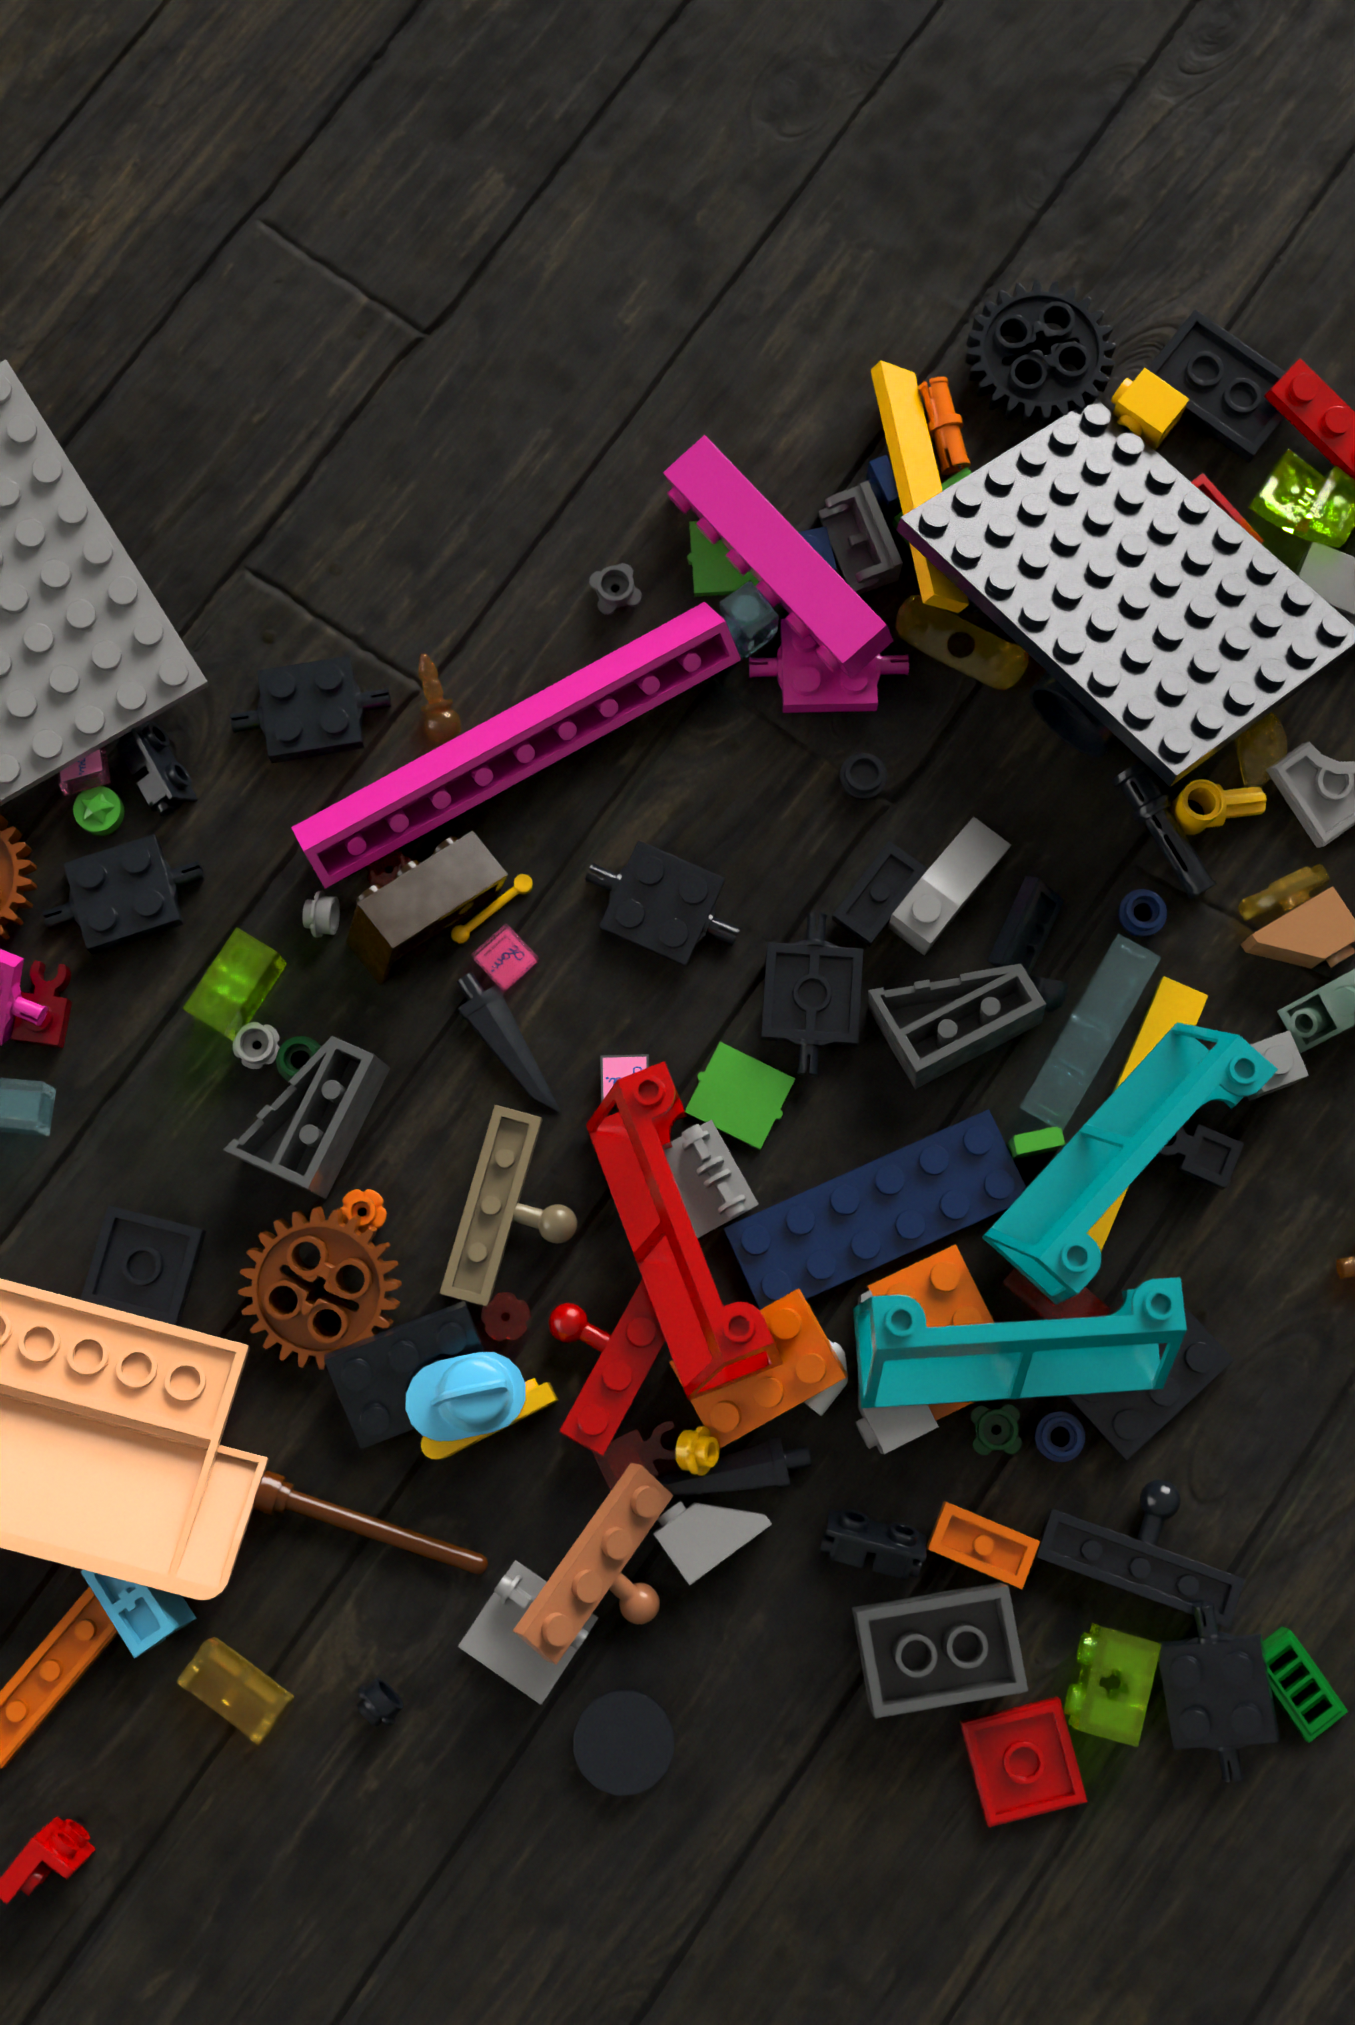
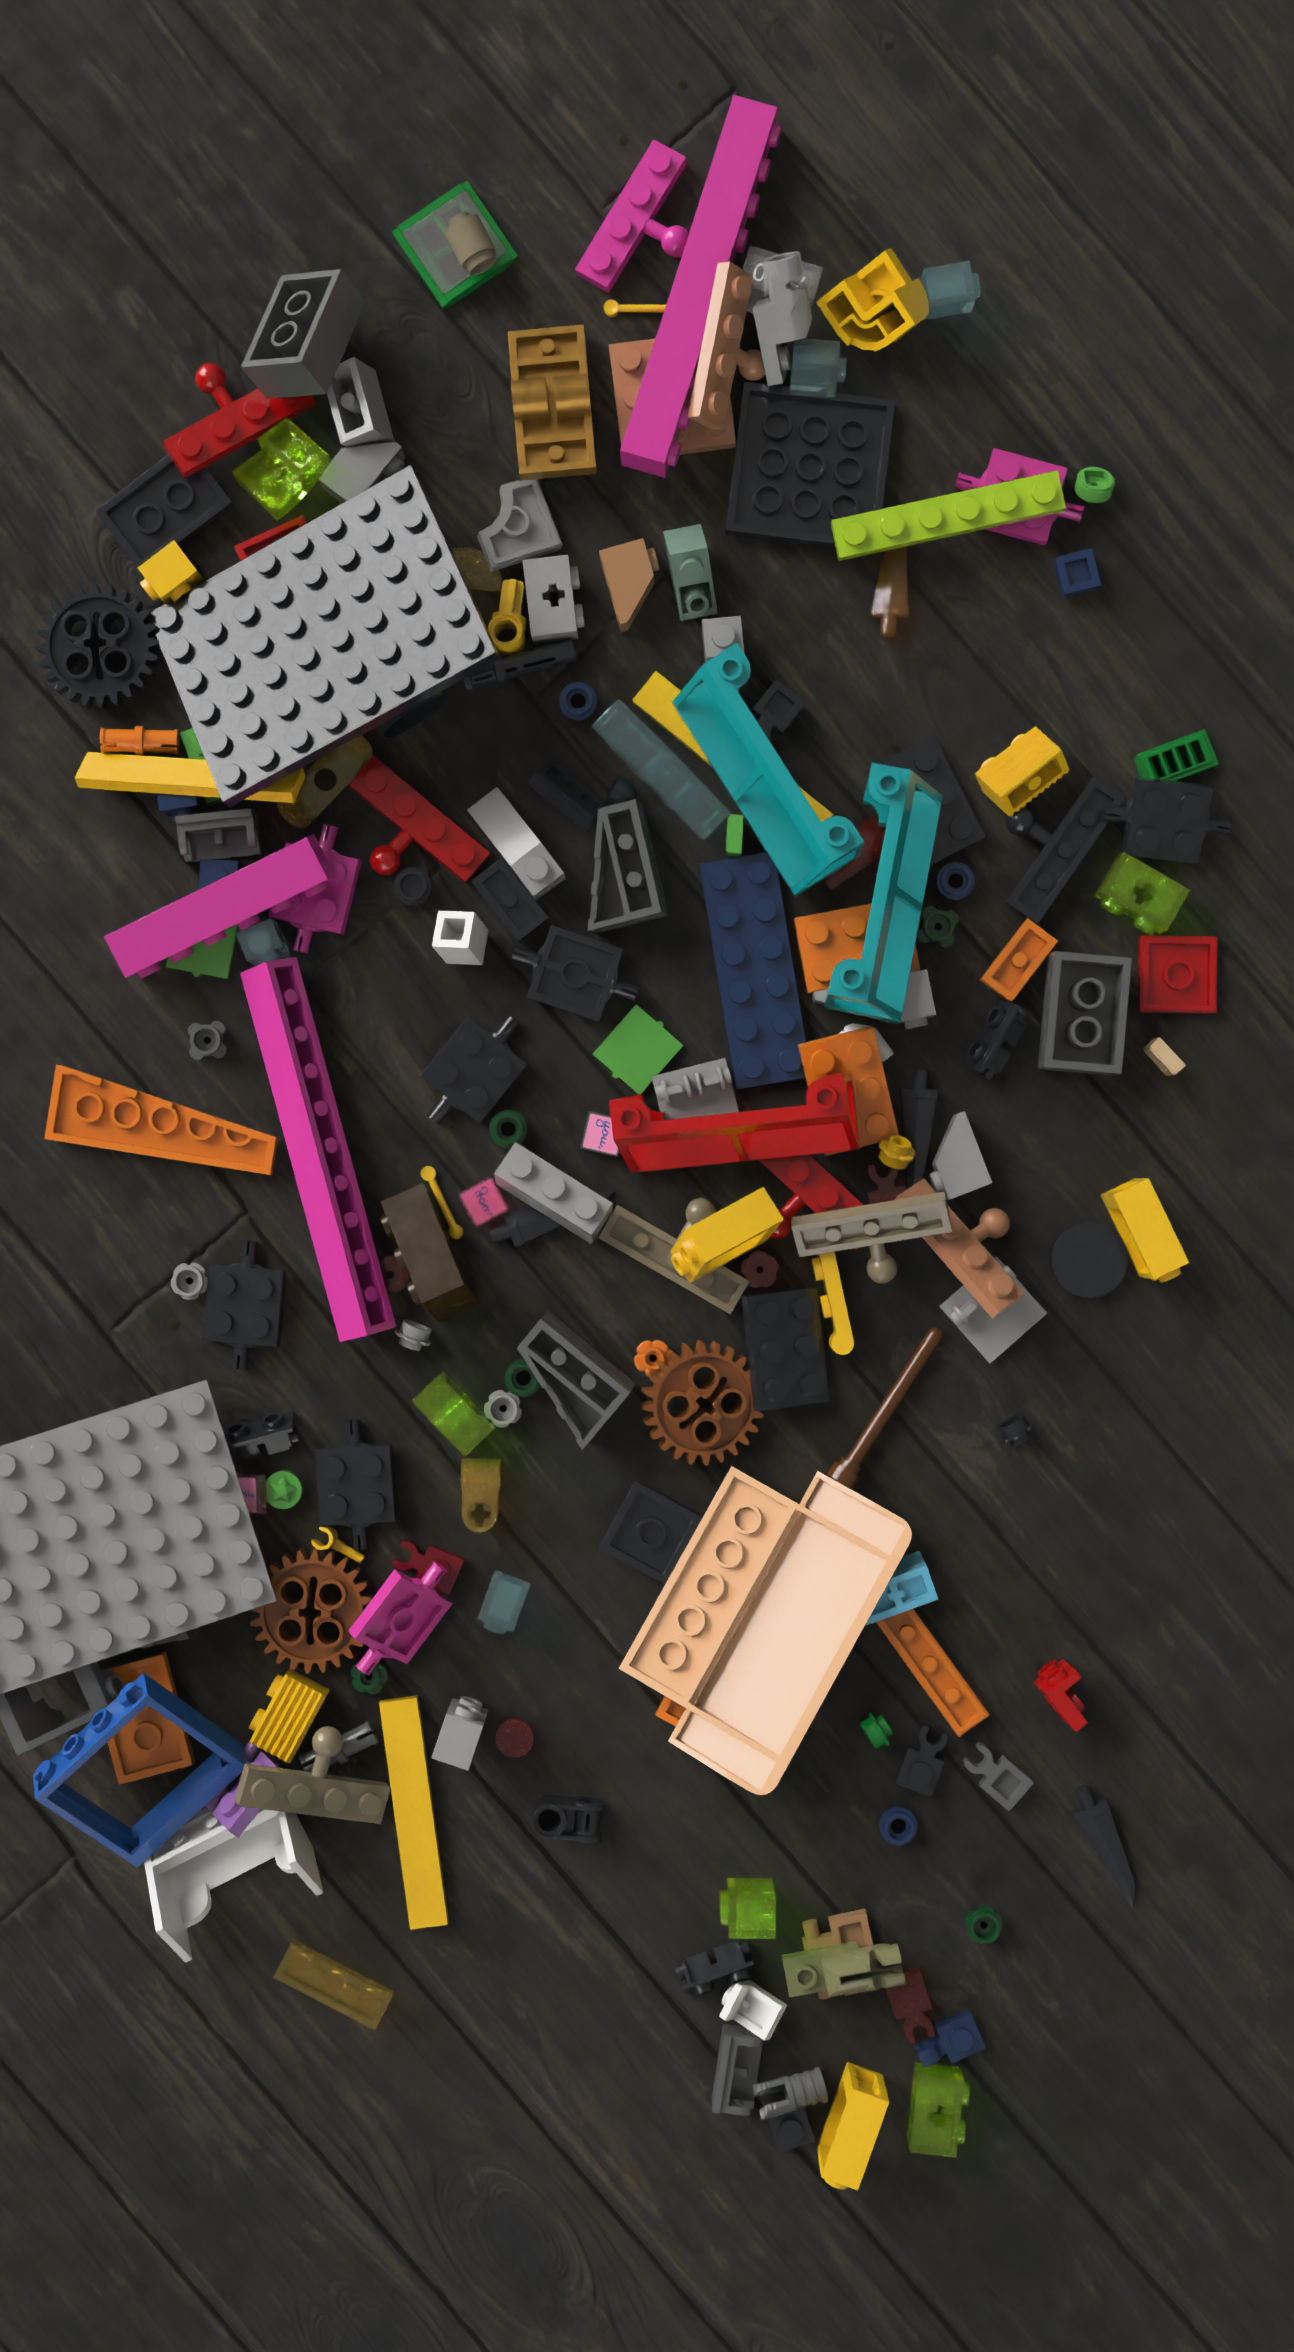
camera: 80 degrees left, 10 degrees up
(45, 889) = (337, 1545): none -> yellow hand
(152, 1041) = (480, 1486): none -> clear yellow piece
(235, 1689) = (978, 1532): clear yellow hinge -> none
(320, 628) = (180, 1284): none -> light grey plate
(441, 721) = (281, 1205): clear orange bar -> none
(465, 1396) = (813, 1313): medium azure piece -> none
(497, 525) = (127, 1120): none -> orange wing
(535, 1034) = (553, 1193): none -> light grey brick
(535, 1257) = (725, 1235): none -> yellow window
(592, 1441) = (872, 1227): none -> dark tan plate
(598, 949) = (496, 1128): none -> dark green plate
(679, 1807) = (1145, 1230): none -> yellow window
(817, 843) = (460, 937): none -> white brick
(912, 1771) = (1163, 1057): none -> tan tile
(941, 762) = (417, 822): none -> red plate
(1223, 1484) = (1022, 771): none -> yellow brick
(1274, 830) = (546, 577): none -> light grey brick
(1287, 891) = (592, 584): clear yellow plate -> none

